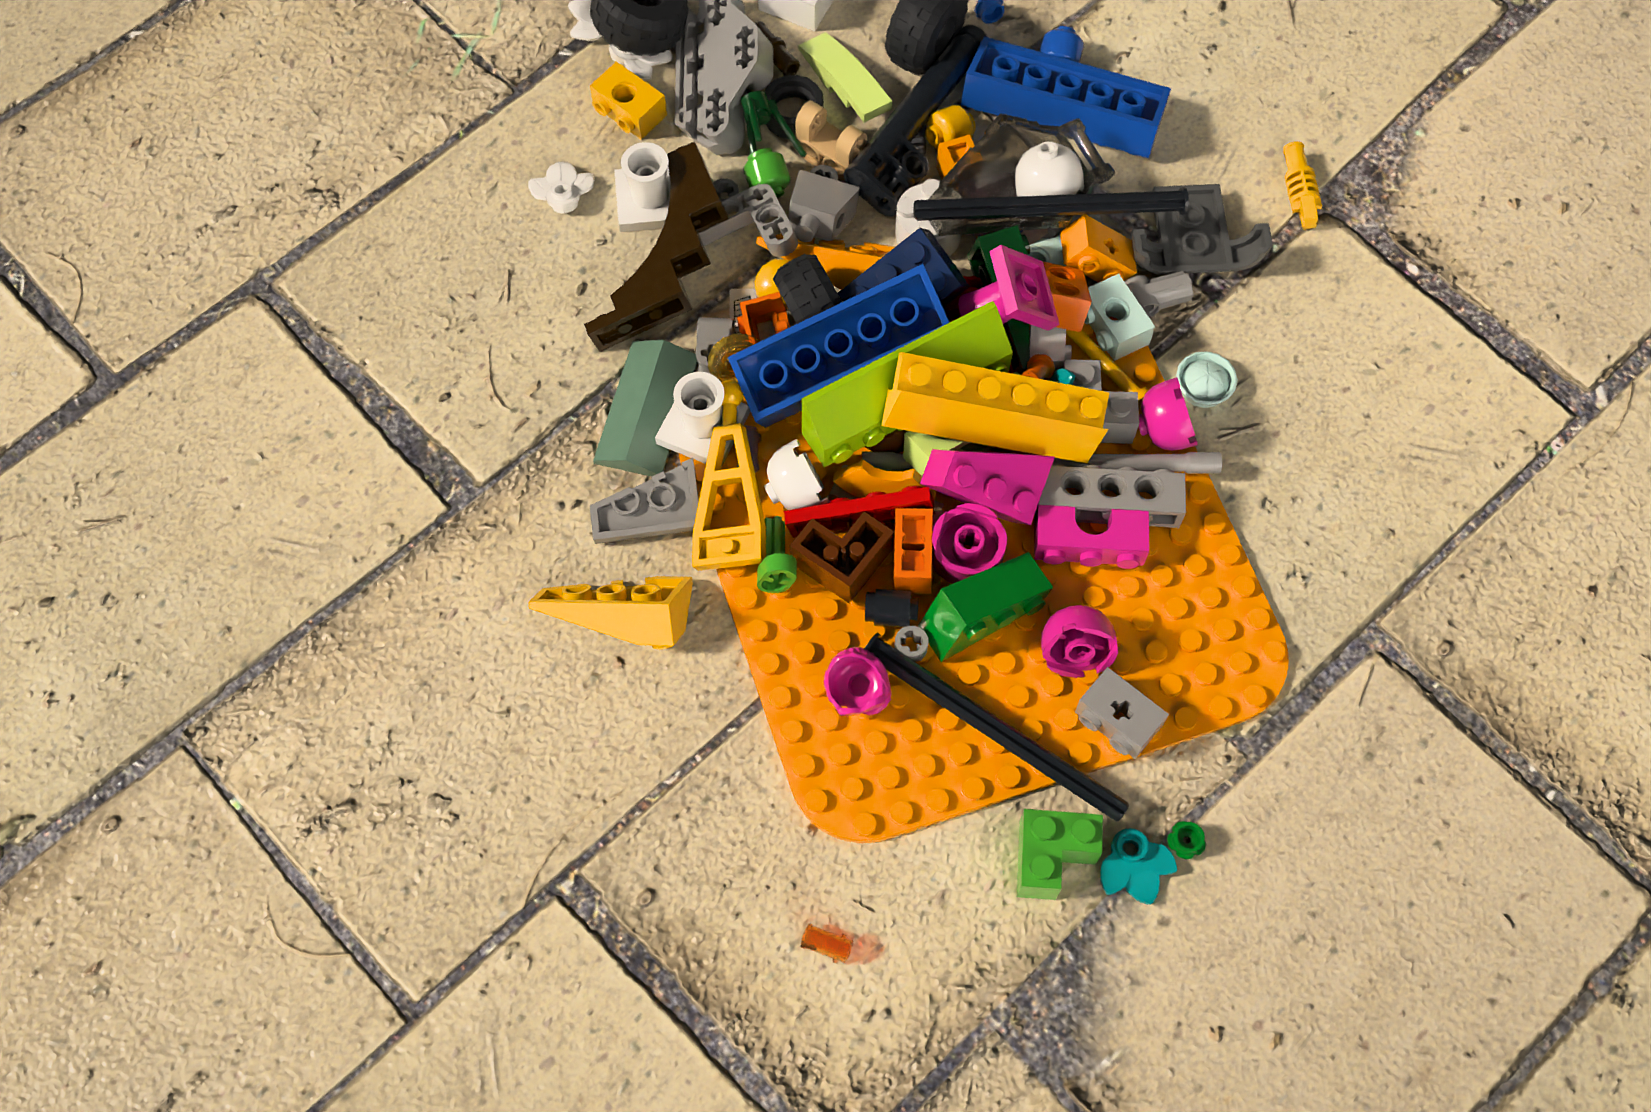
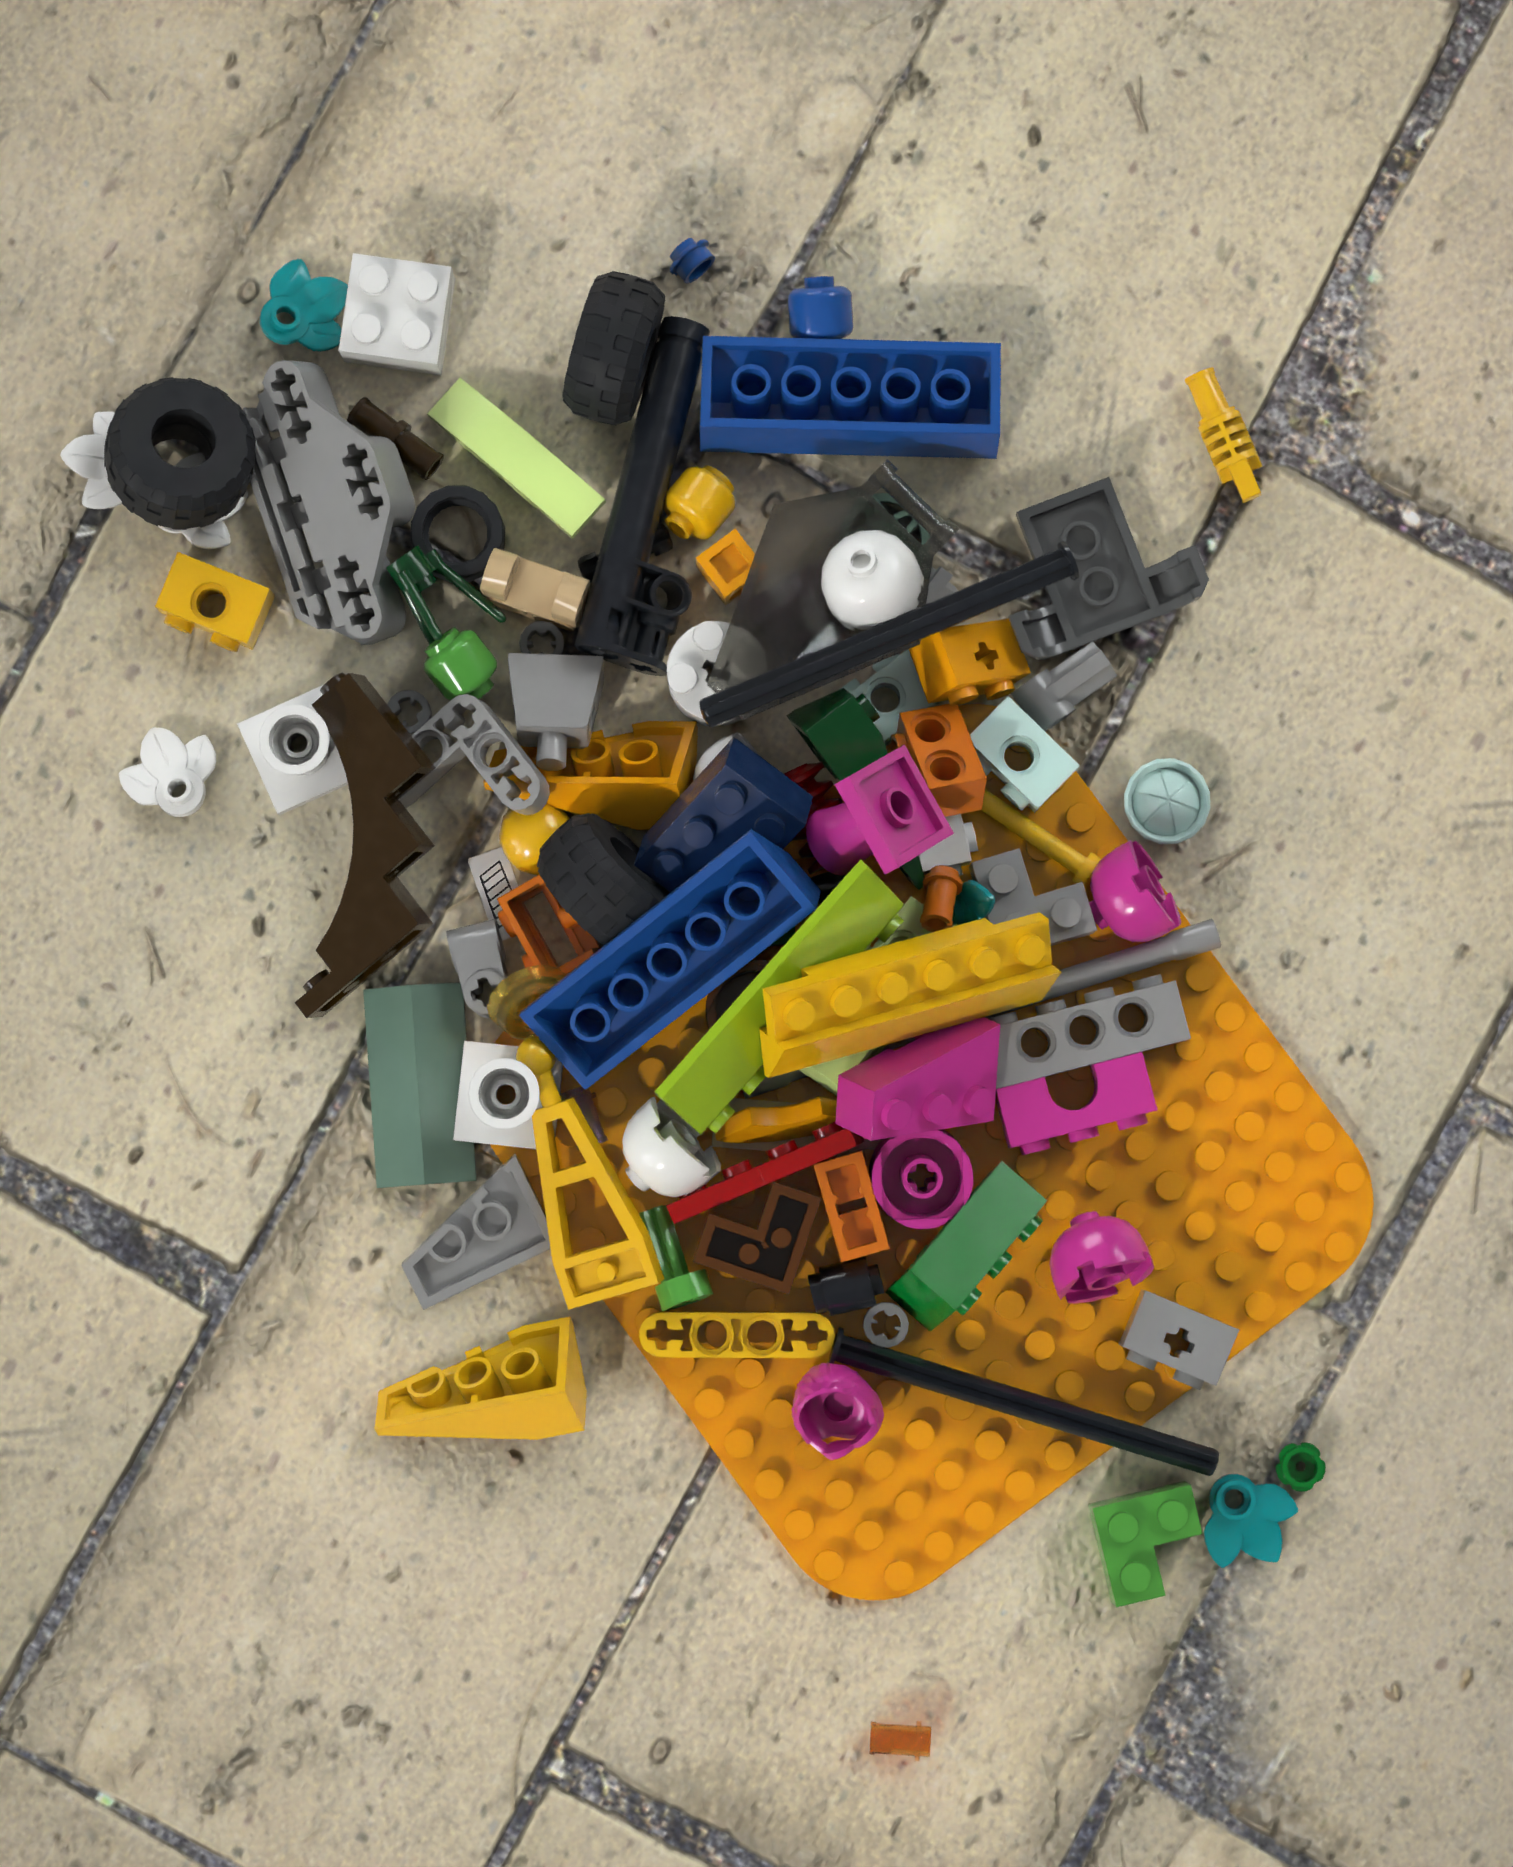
camera: 20 degrees left, 20 degrees up
(806, 613) = (736, 1341): none -> yellow beam

